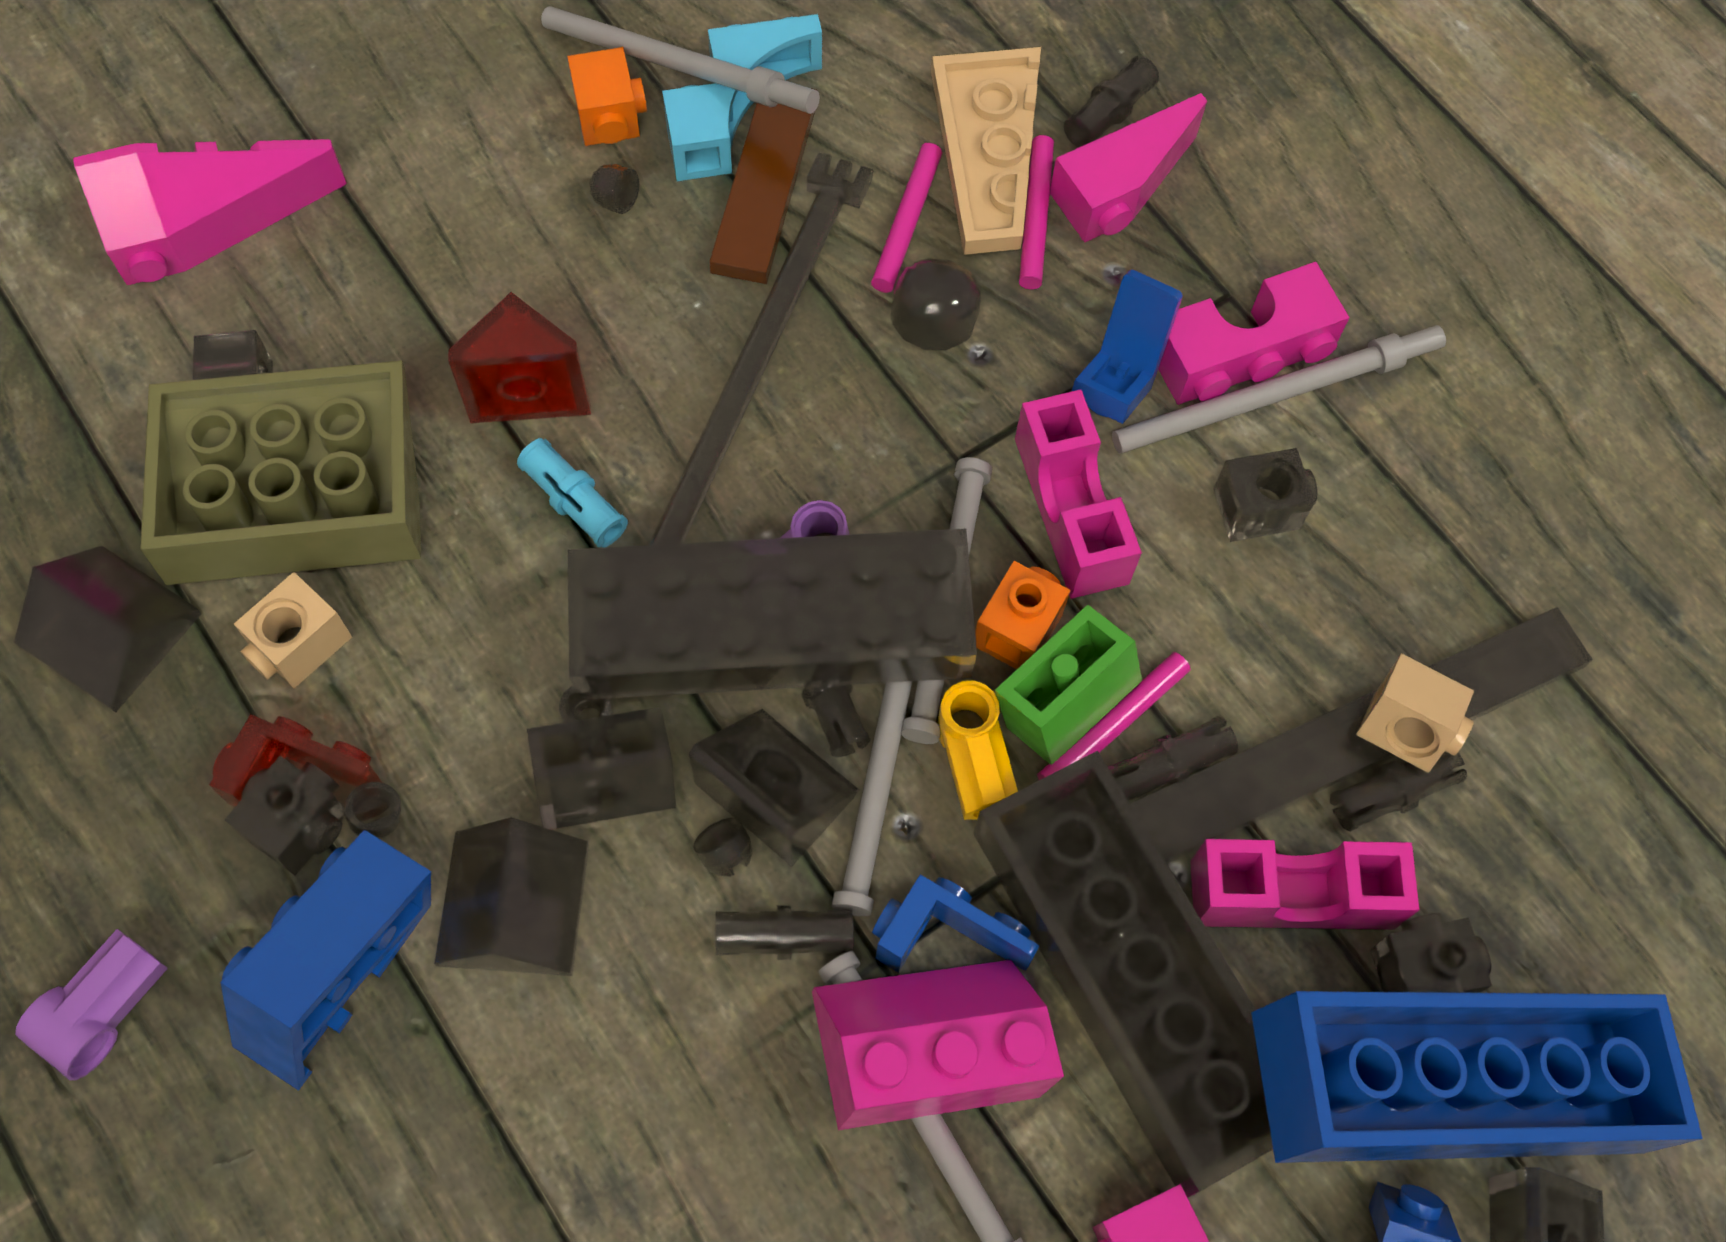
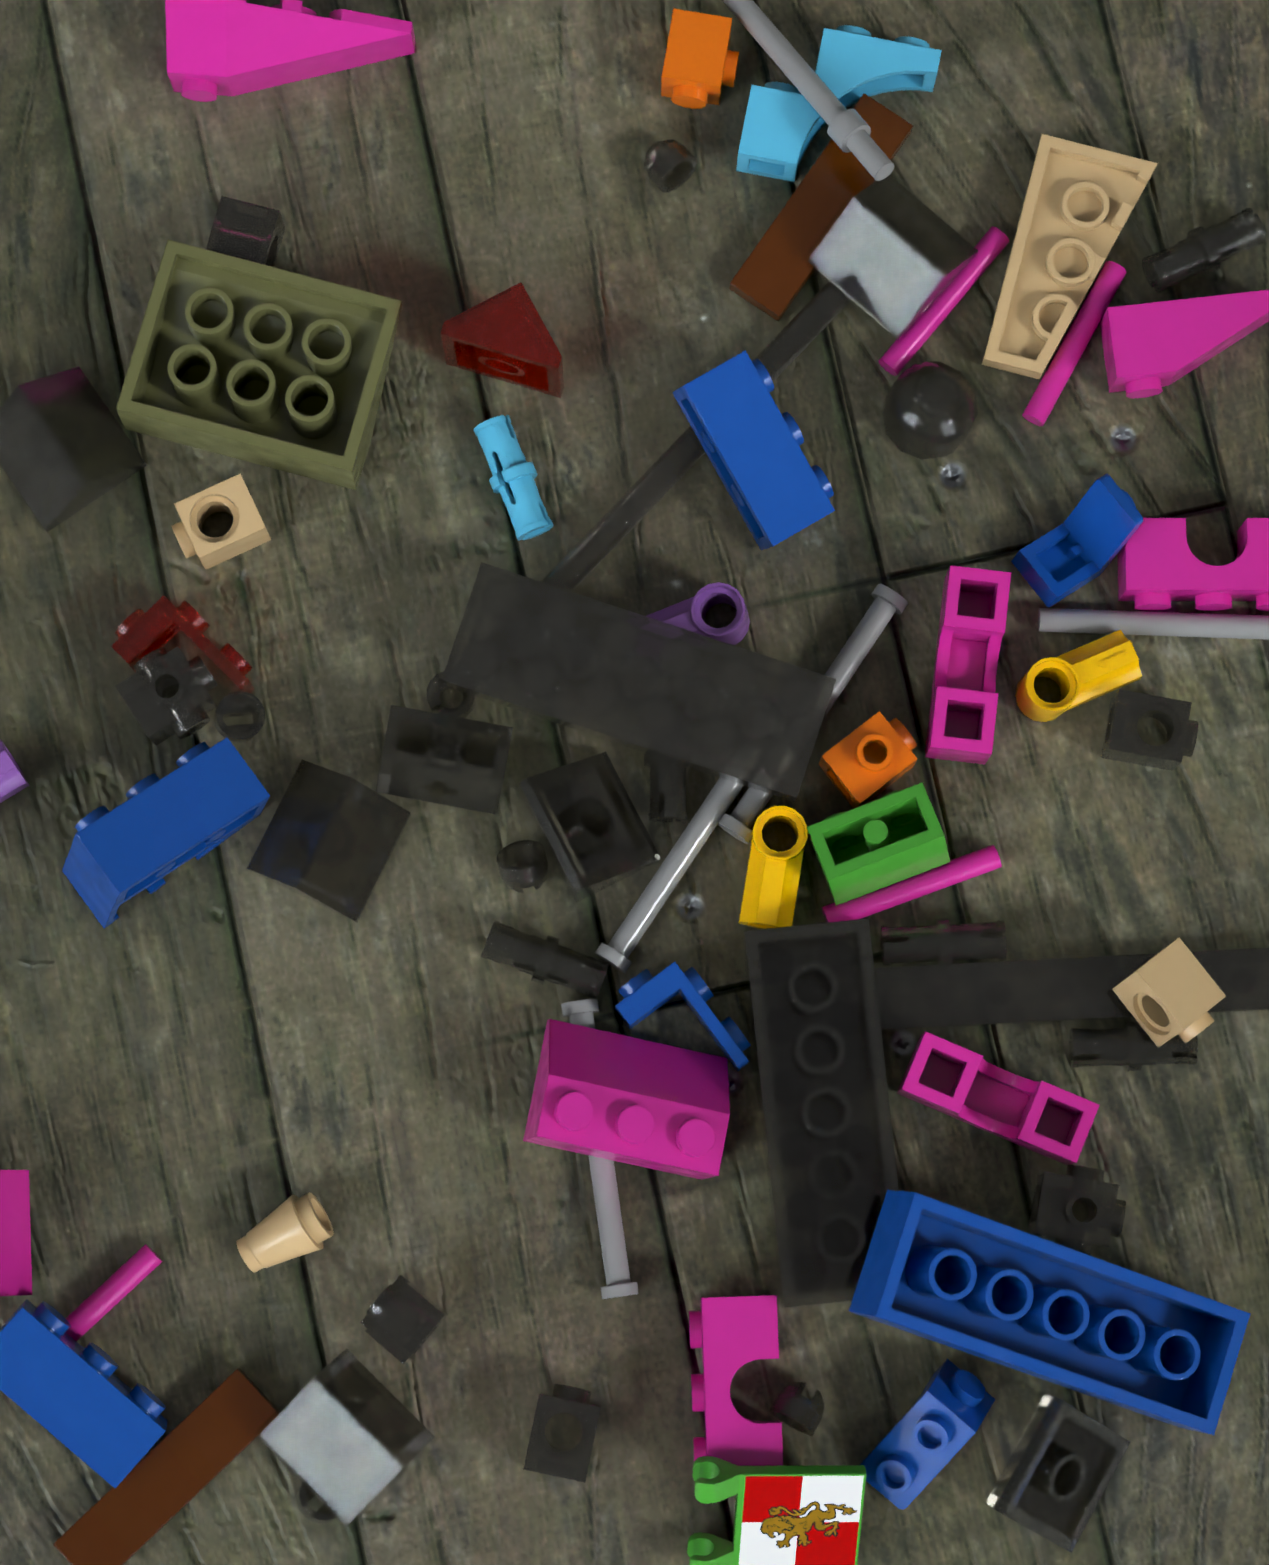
camera: 25 degrees right, 15 degrees up
(791, 380) = (755, 450): none -> blue brick
(843, 189) = (891, 254): none -> clear smoke slope
(1177, 473) = (1081, 675): none -> yellow piece

